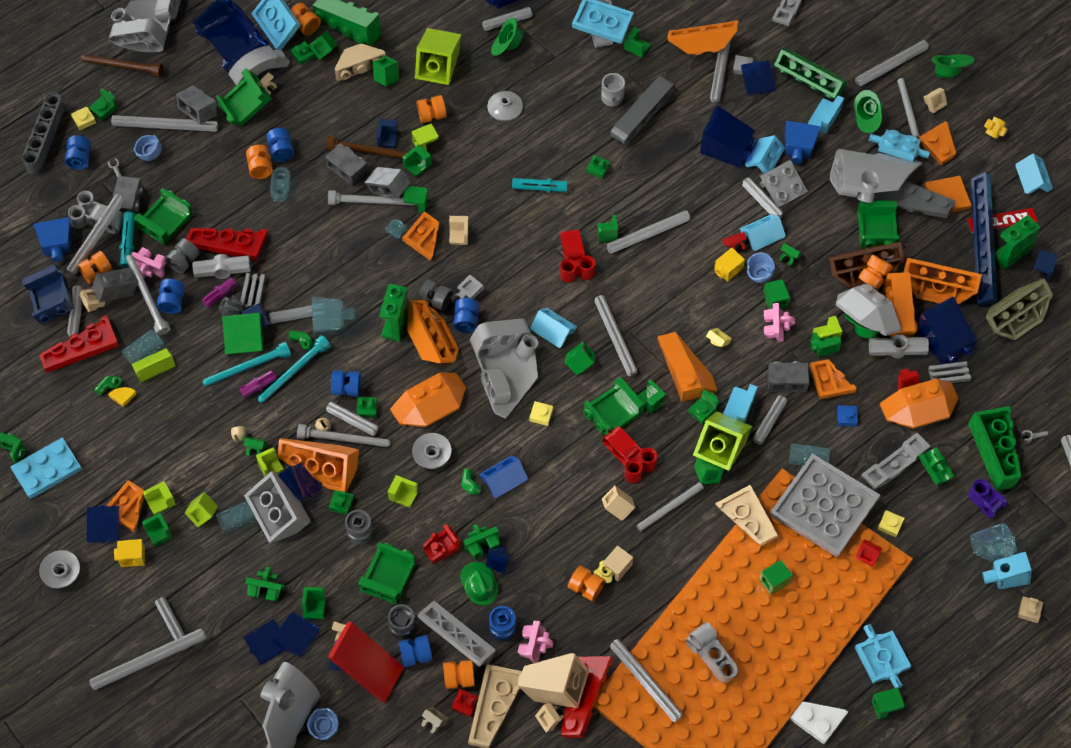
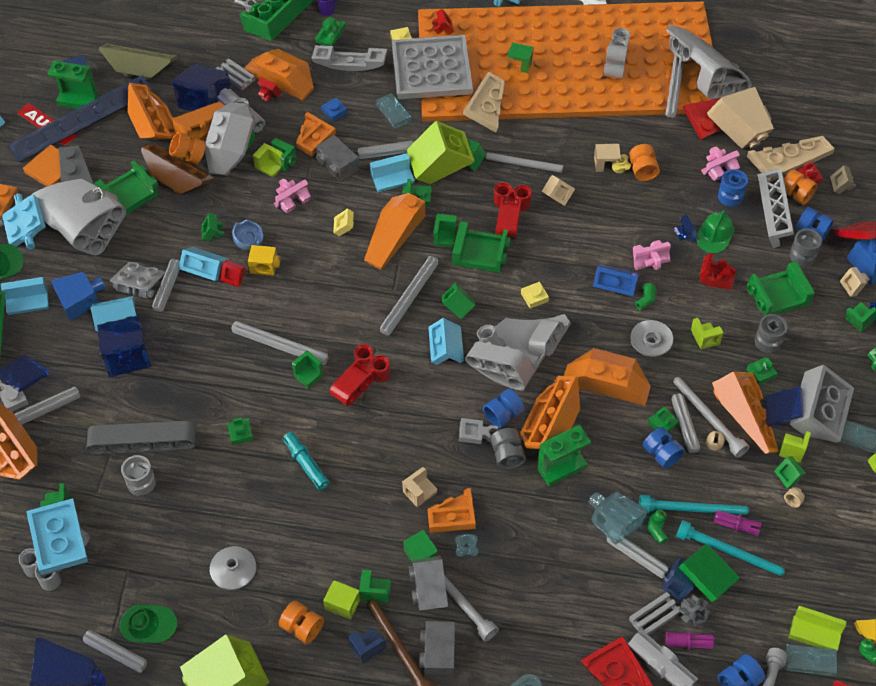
camera: 130 degrees left, 5 degrees down
(481, 537) = (686, 251): green hips -> none
(504, 506) = (651, 256): none -> bright pink hips
(641, 713) = (717, 74): none -> light grey panel
(776, 293) = (267, 209): green panel -> none

